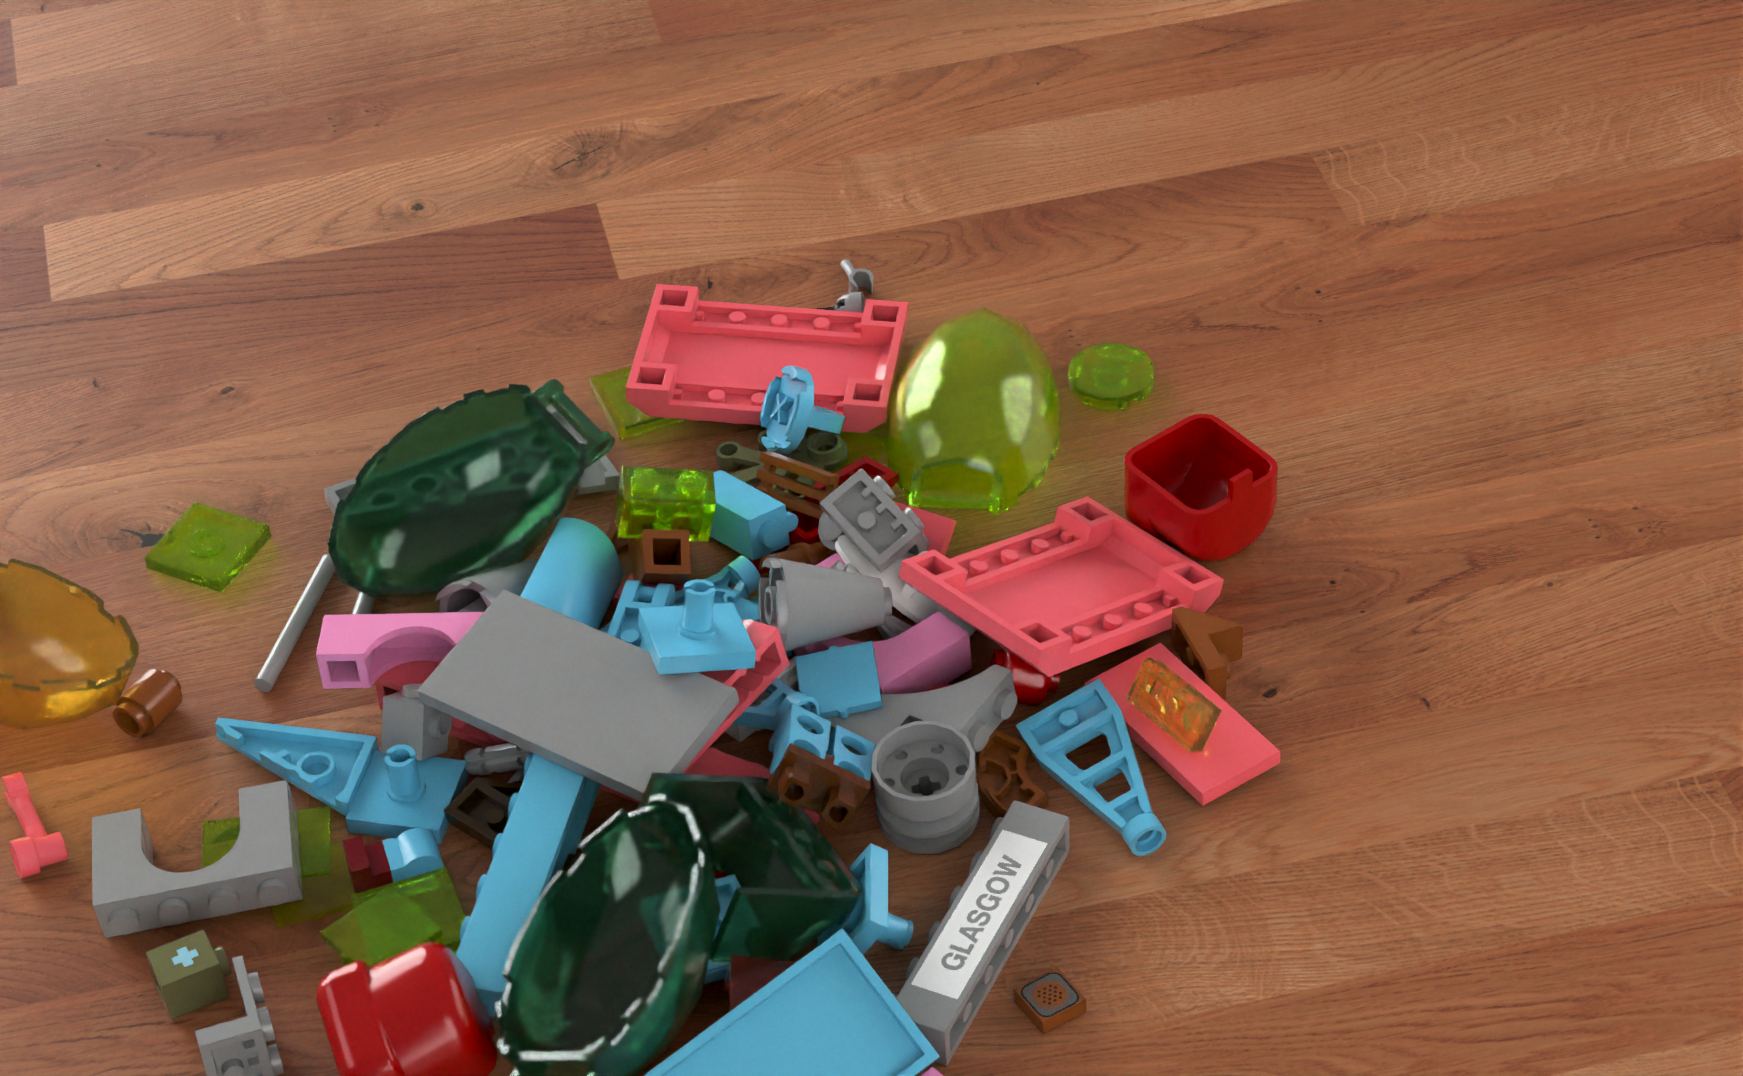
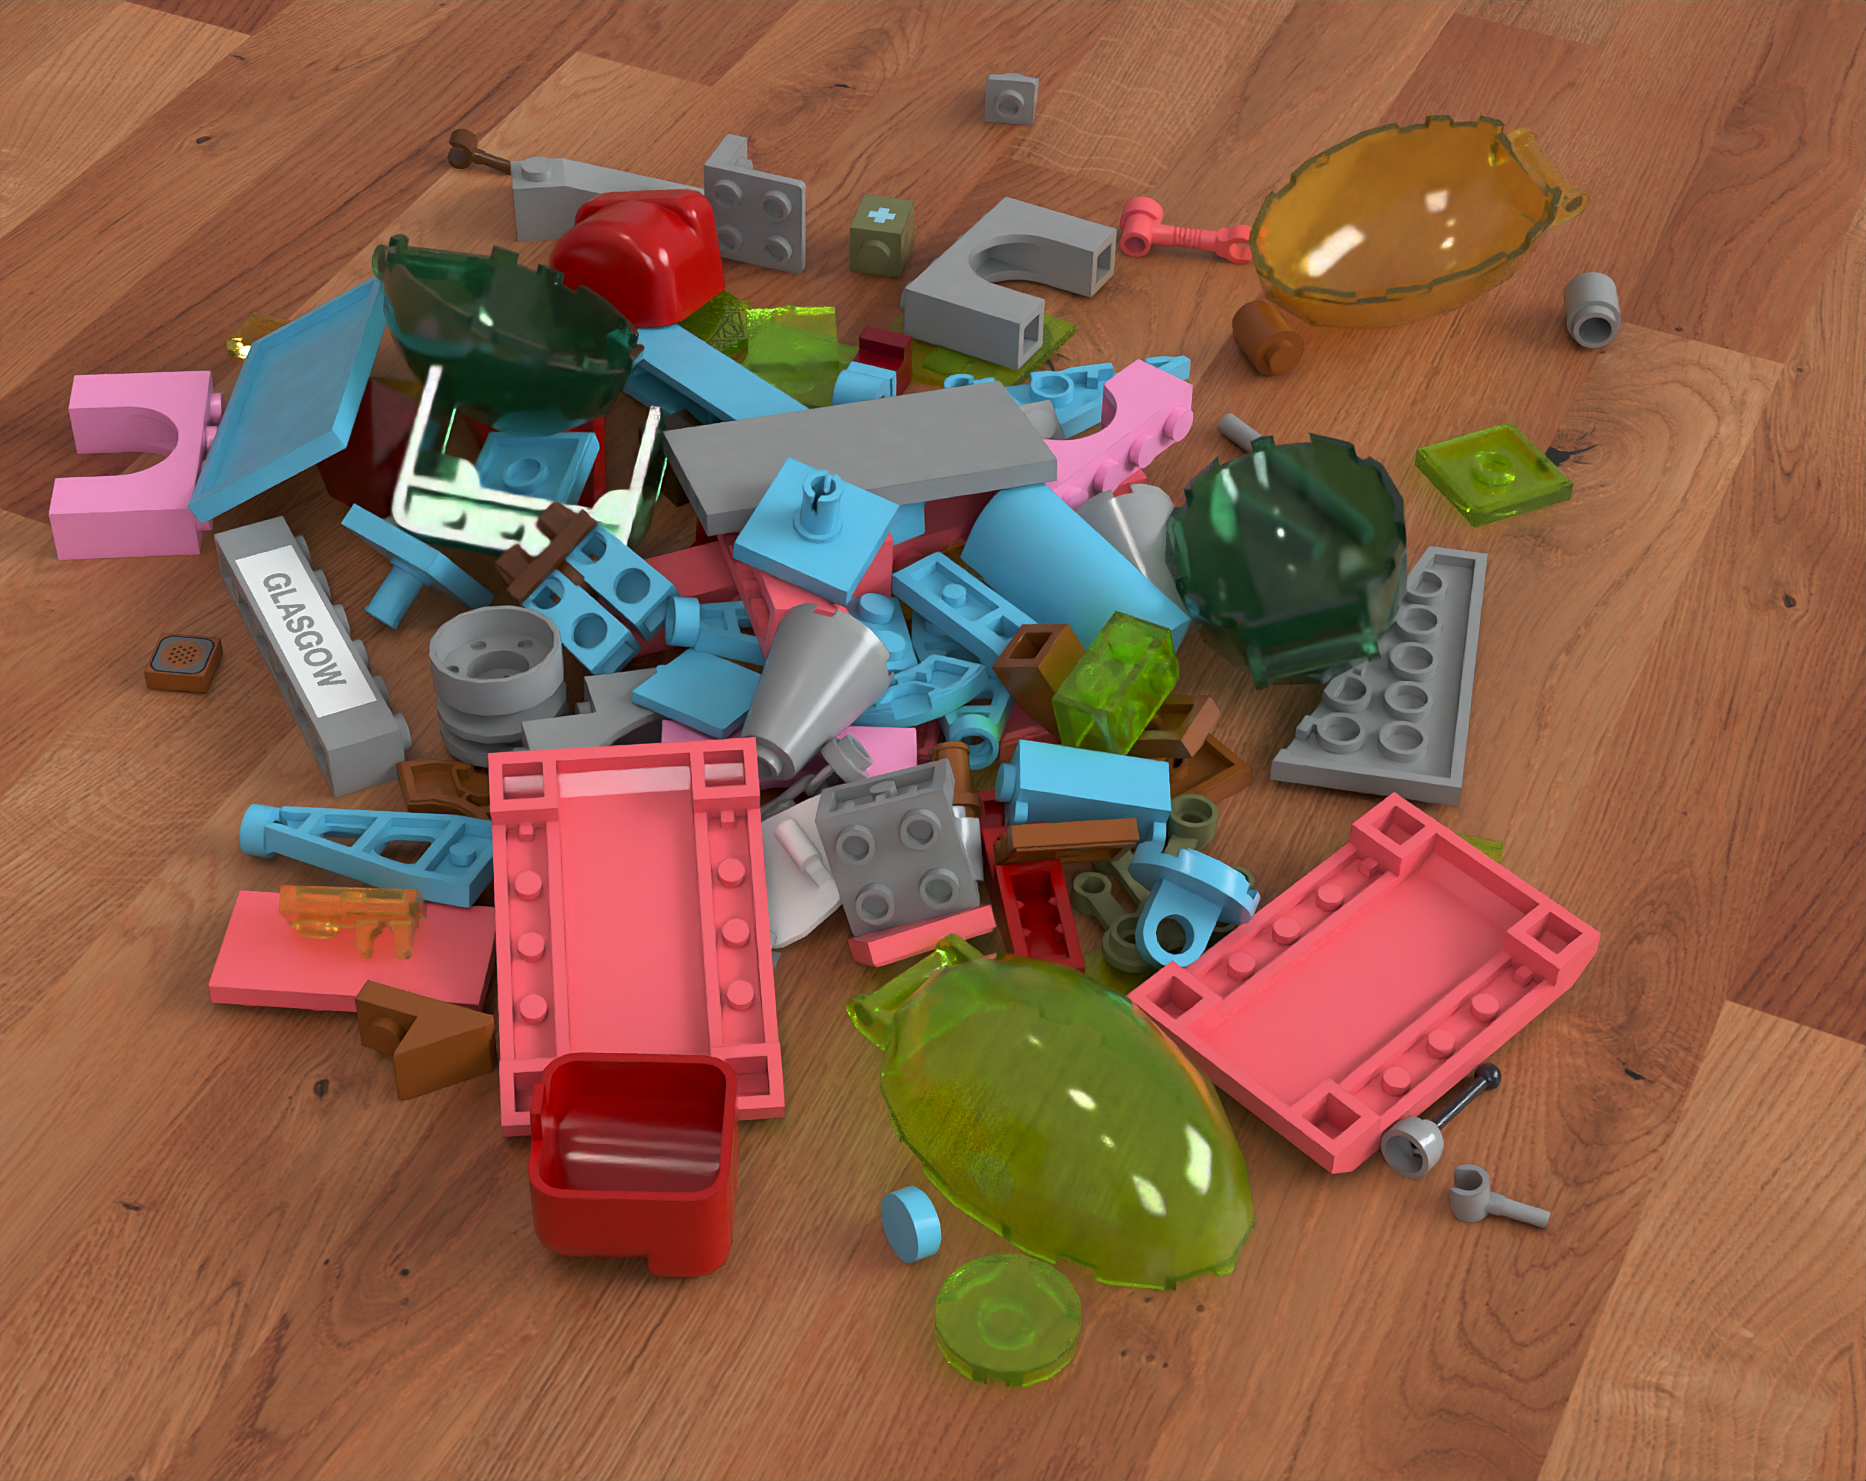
camera: 125 degrees right, 0 degrees up
(1101, 422) = (911, 1224): none -> medium azure tile

